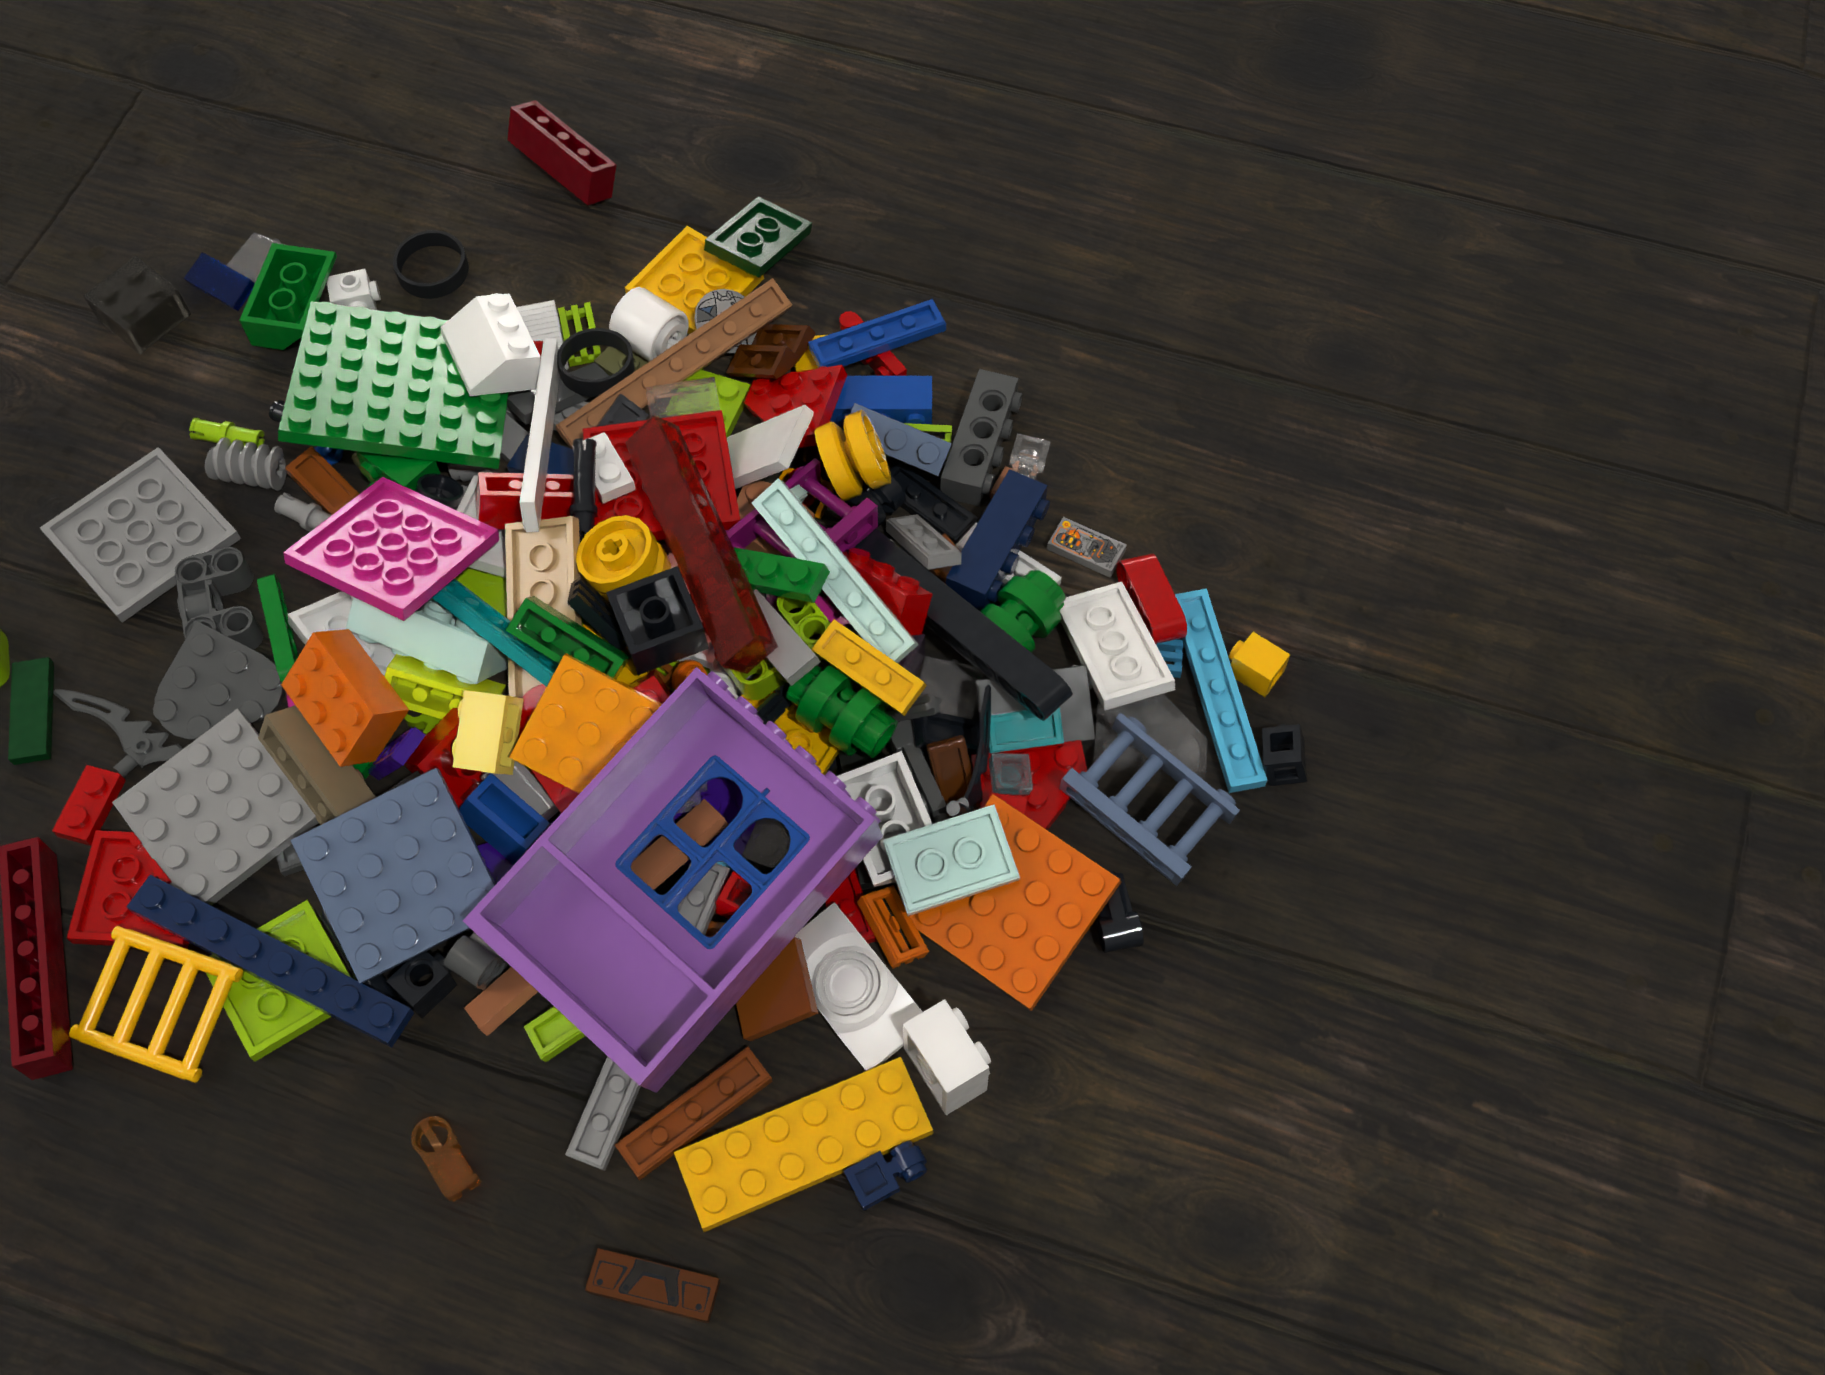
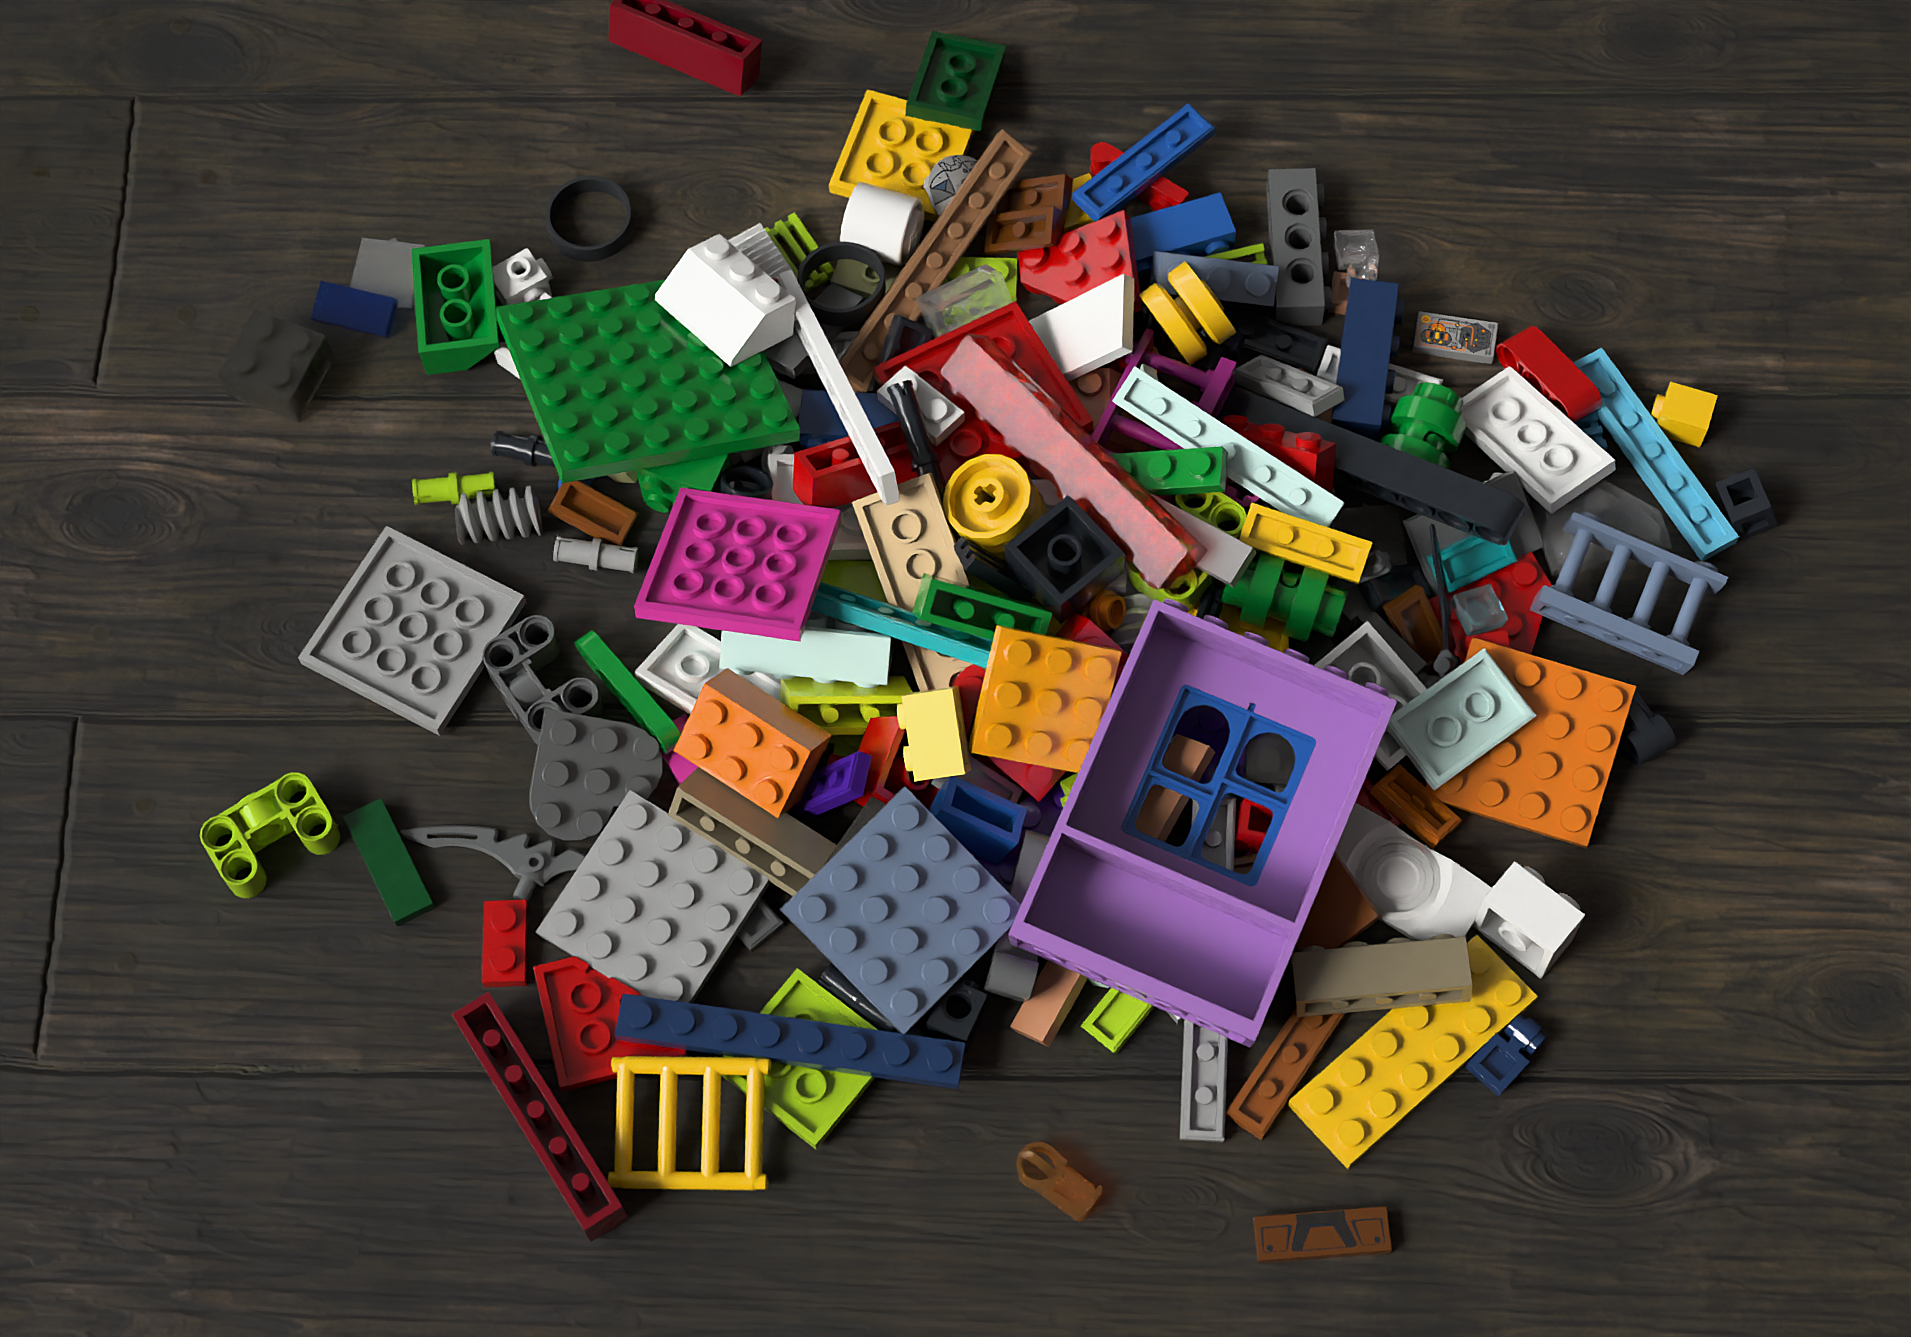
camera: 15 degrees left, 5 degrees up
(794, 1065) = (1381, 975): none -> dark tan brick

